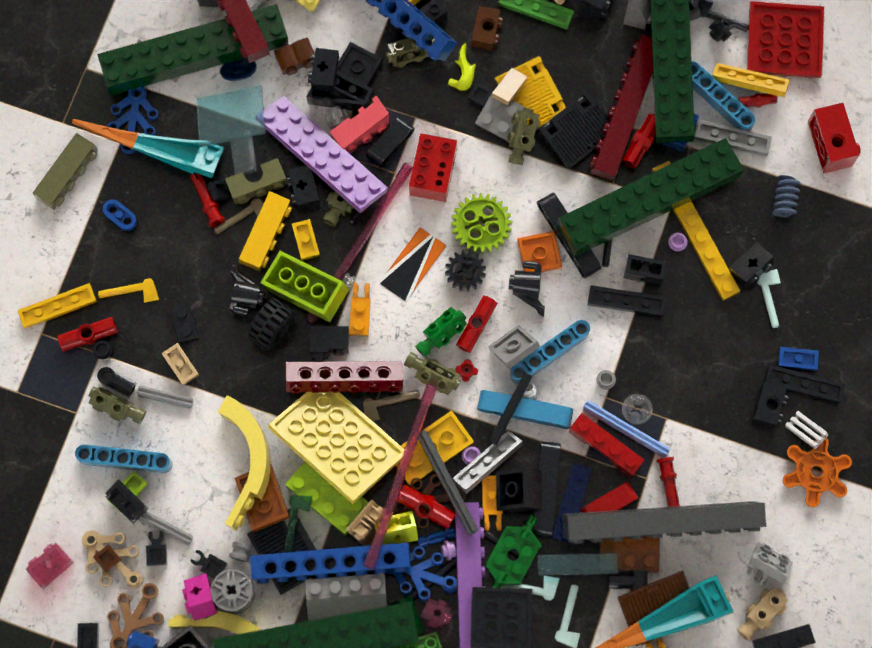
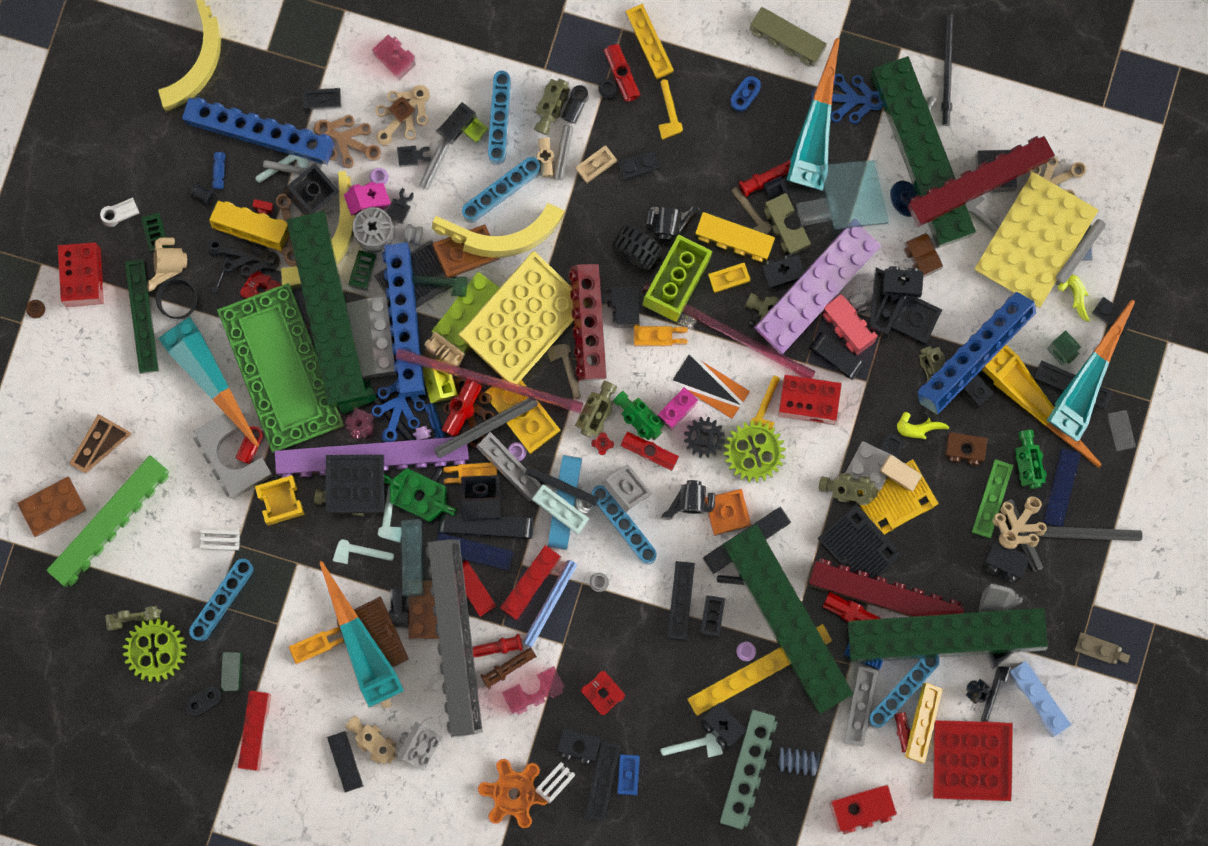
camera: 90 degrees right, 5 degrees up
(148, 28) = (946, 105): none -> black bar
(158, 414) = (544, 148): none -> tan axle
(175, 586) = (379, 175): none -> lavender plate
(192, 453) = (505, 181): none -> dark azure beam
(289, 611) = (357, 284): none -> dark green slope
(430, 211) = (765, 403): none -> yellow piece
(435, 293) = (678, 408): none -> dark pink brick
(534, 411) = (560, 509): none -> light aqua tile
(635, 417) = (569, 623): clear gear -> none
(694, 480) = (498, 670): none -> reddish brown pin
(707, 383) = (591, 693): none -> red piece
(709, 432) = (549, 686): none -> clear pink arch
(784, 248) = (756, 720): none -> sand green brick

